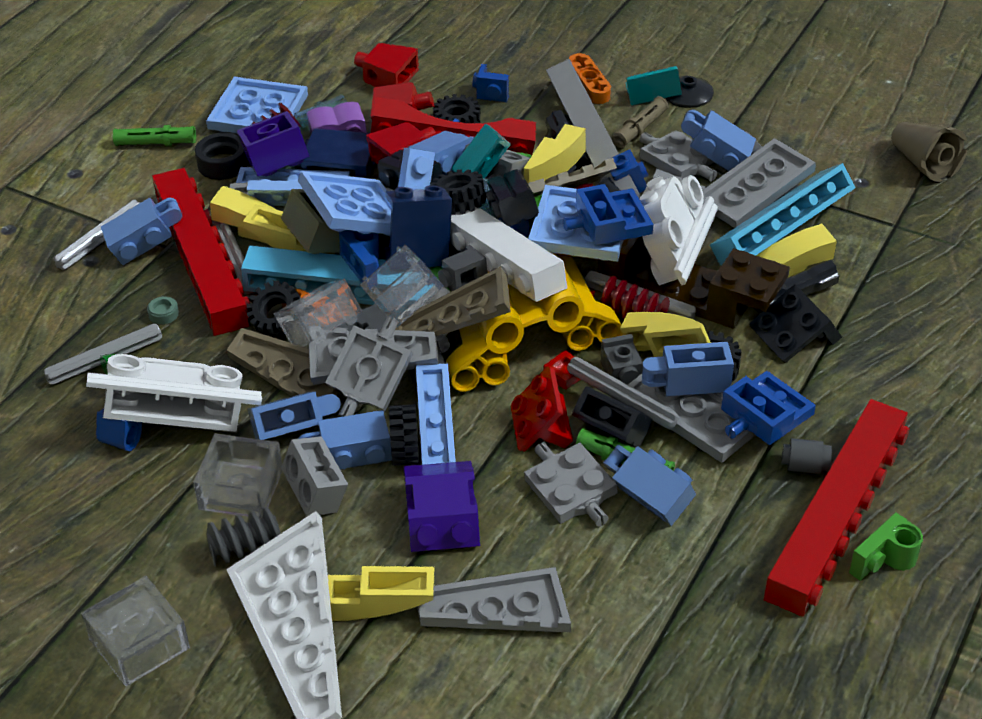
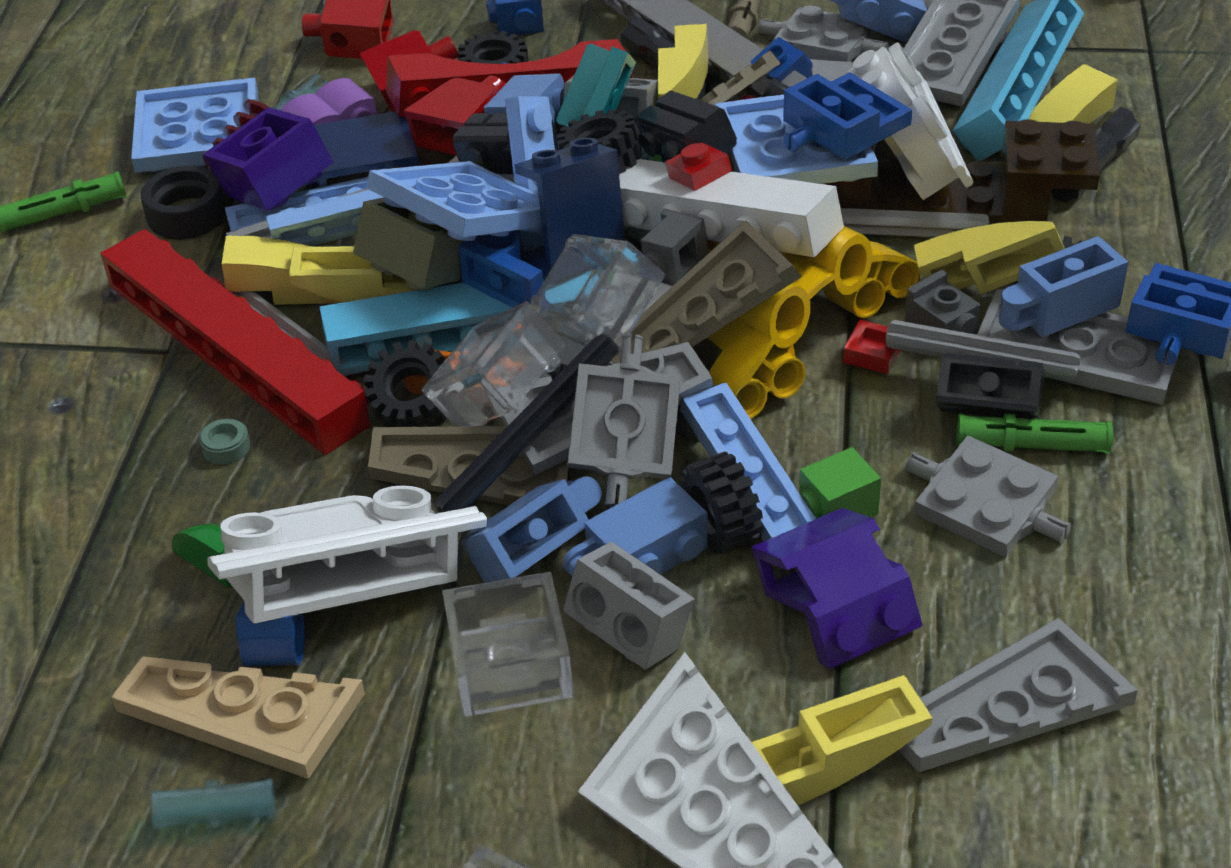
camera: 20 degrees left, 0 degrees up
(40, 509) = (213, 803): none -> clear light blue pin
(84, 466) = (242, 711): none -> tan wing
(87, 242) = (54, 364): light grey axle -> none
(91, 358) = (157, 543): light grey axle -> none
(141, 228) = (129, 330): medium blue brick -> none
(241, 535) = (570, 727): dark grey piece -> none
(310, 355) = (523, 429): none -> black axle
(482, 448) = (841, 482): none -> bright green brick
(500, 223) = (698, 165): none -> red plate
(541, 413) = (887, 410): red bracket -> none
(628, 301) = (905, 231): dark red piece -> none
(651, 482) = (1104, 456): medium blue brick -> none
(792, 324) = (1129, 200): black bracket -> none

